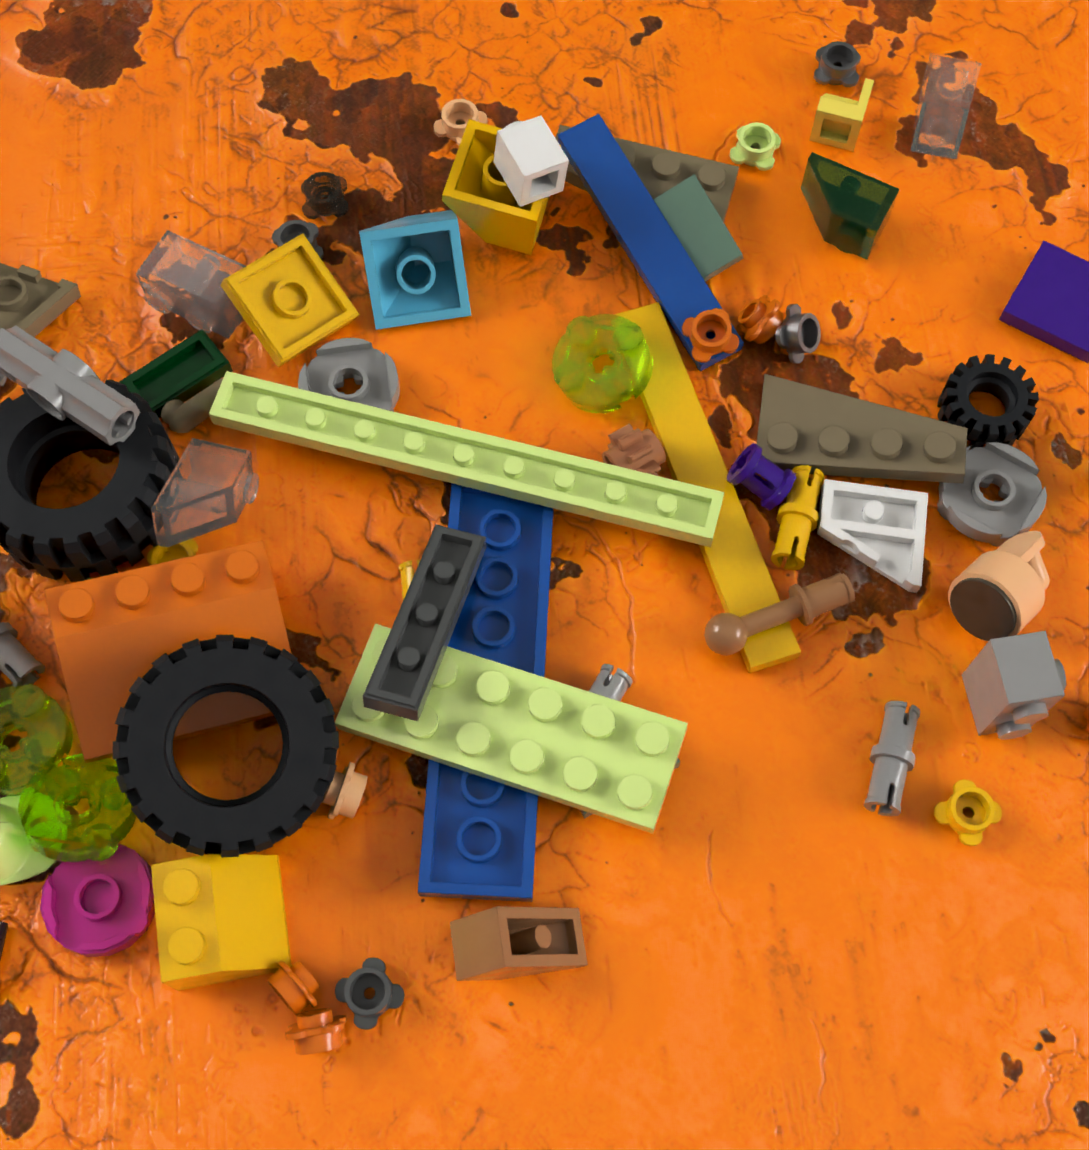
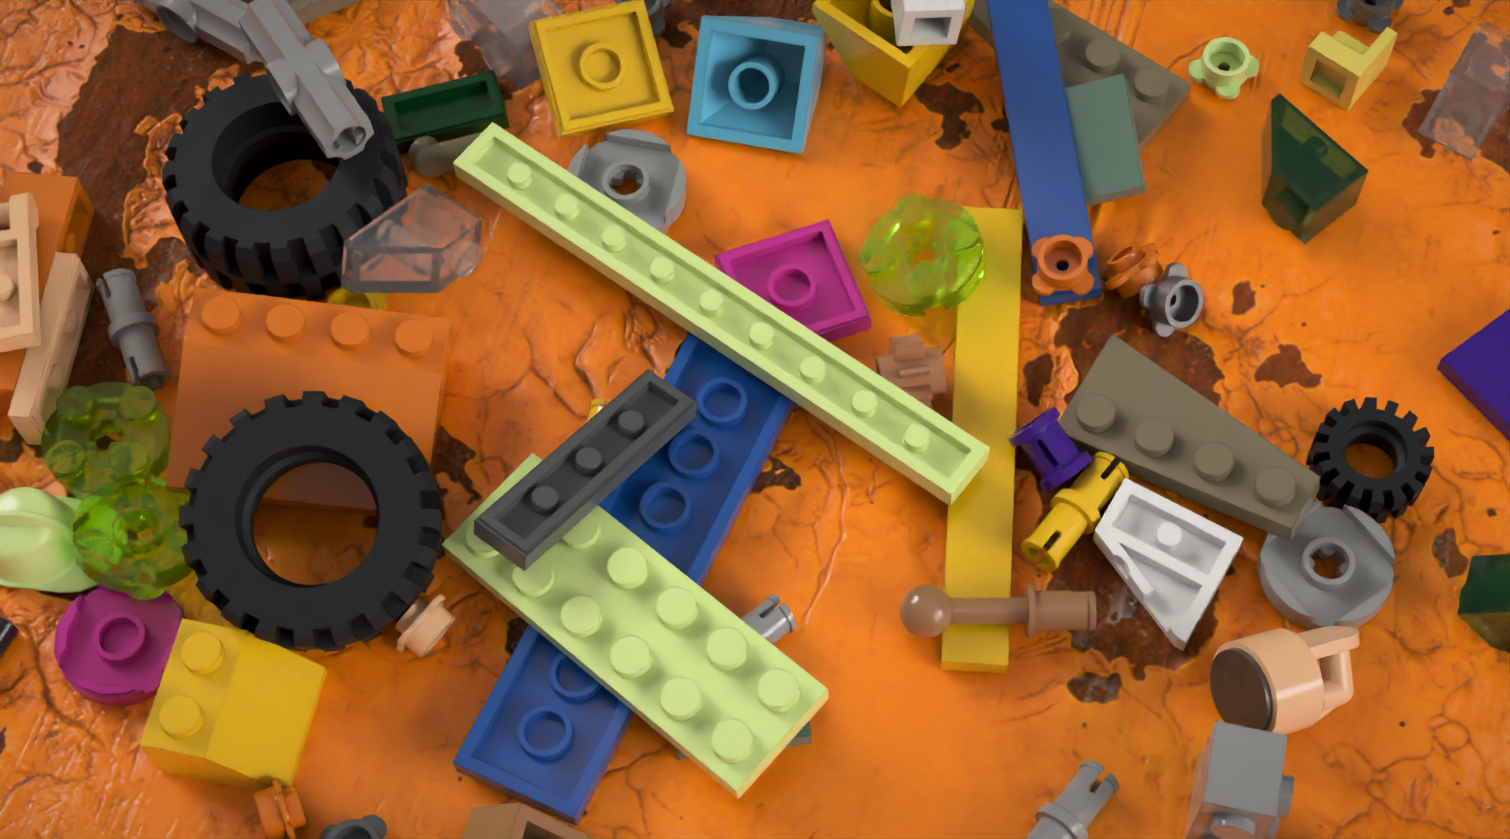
camera: 25 degrees right, 5 degrees down
(516, 409) = (802, 277): none -> dark pink tile

